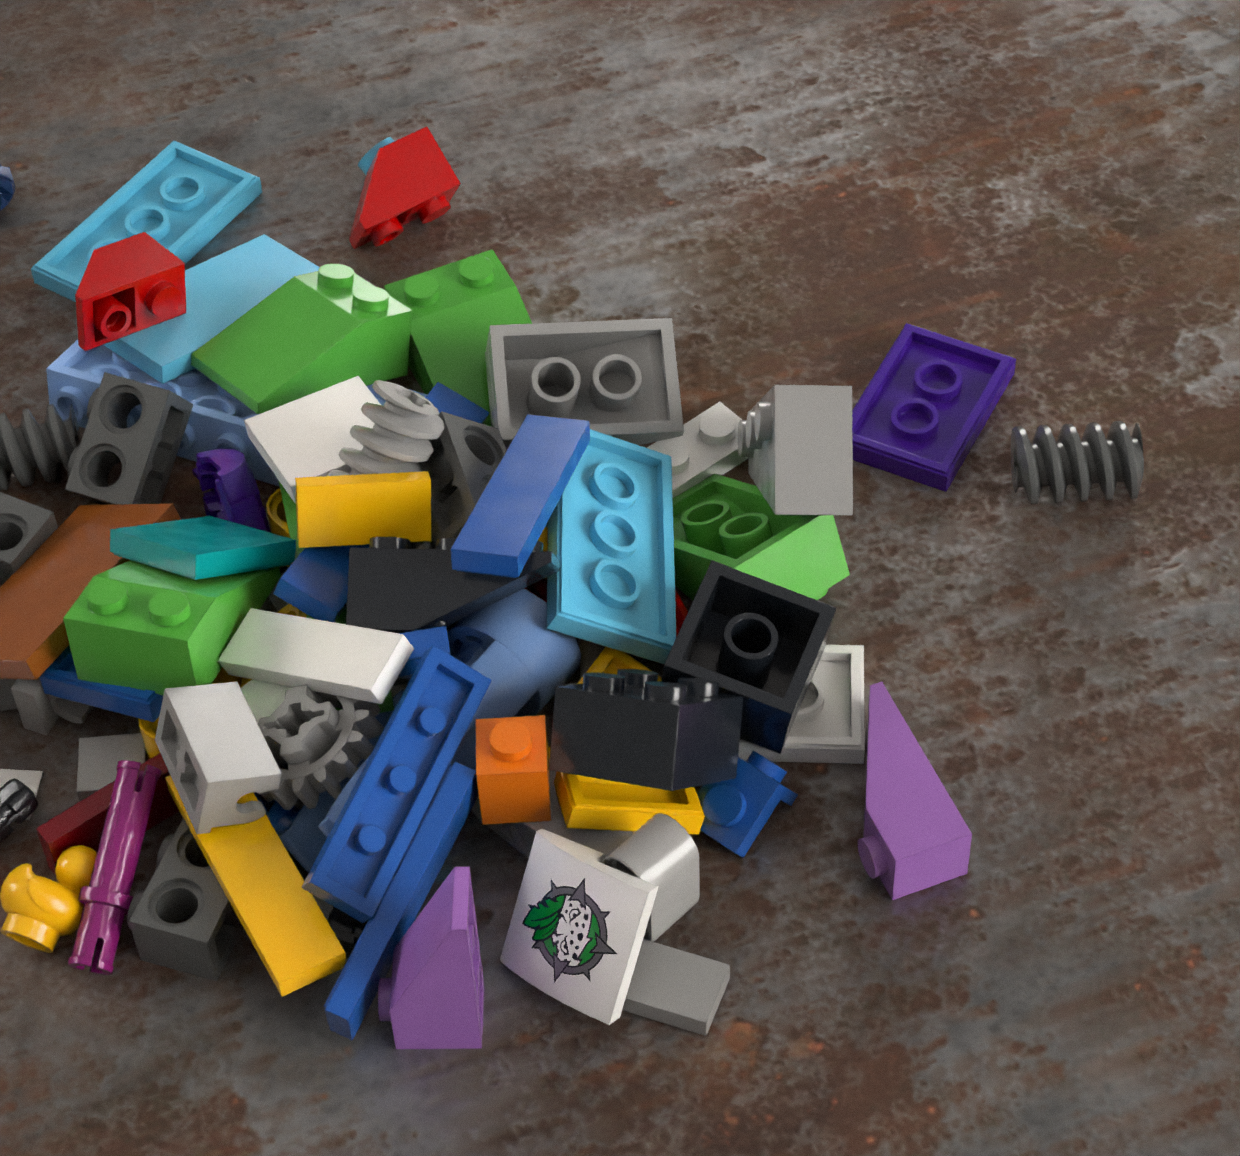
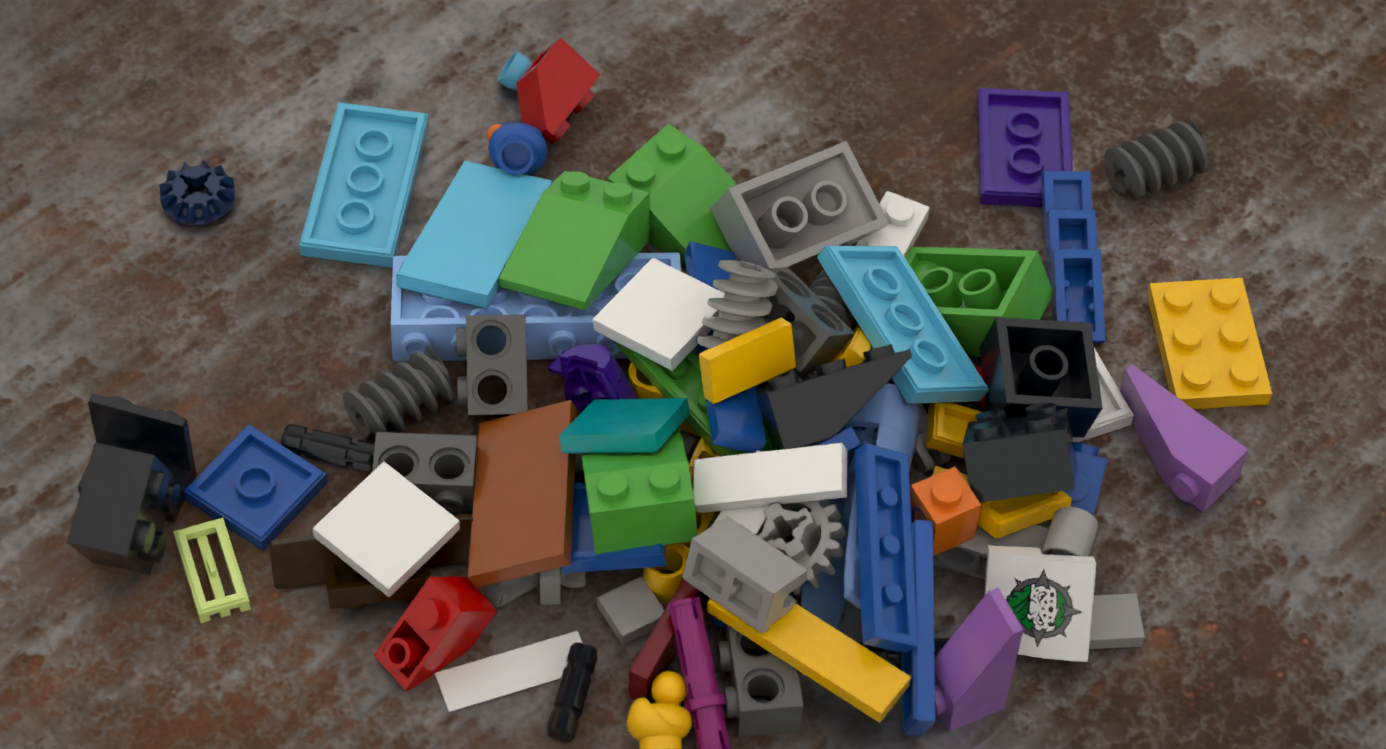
camera: 30 degrees left, 5 degrees up
(128, 290) = (428, 242): red slope -> none
(324, 235) = (517, 148): none -> blue animal
(520, 496) = (859, 314): blue tile -> none
(801, 449) = (994, 216): light grey wedge -> none
(900, 542) = (1072, 250): none -> blue slope
(1019, 699) = (1209, 343): none -> yellow plate

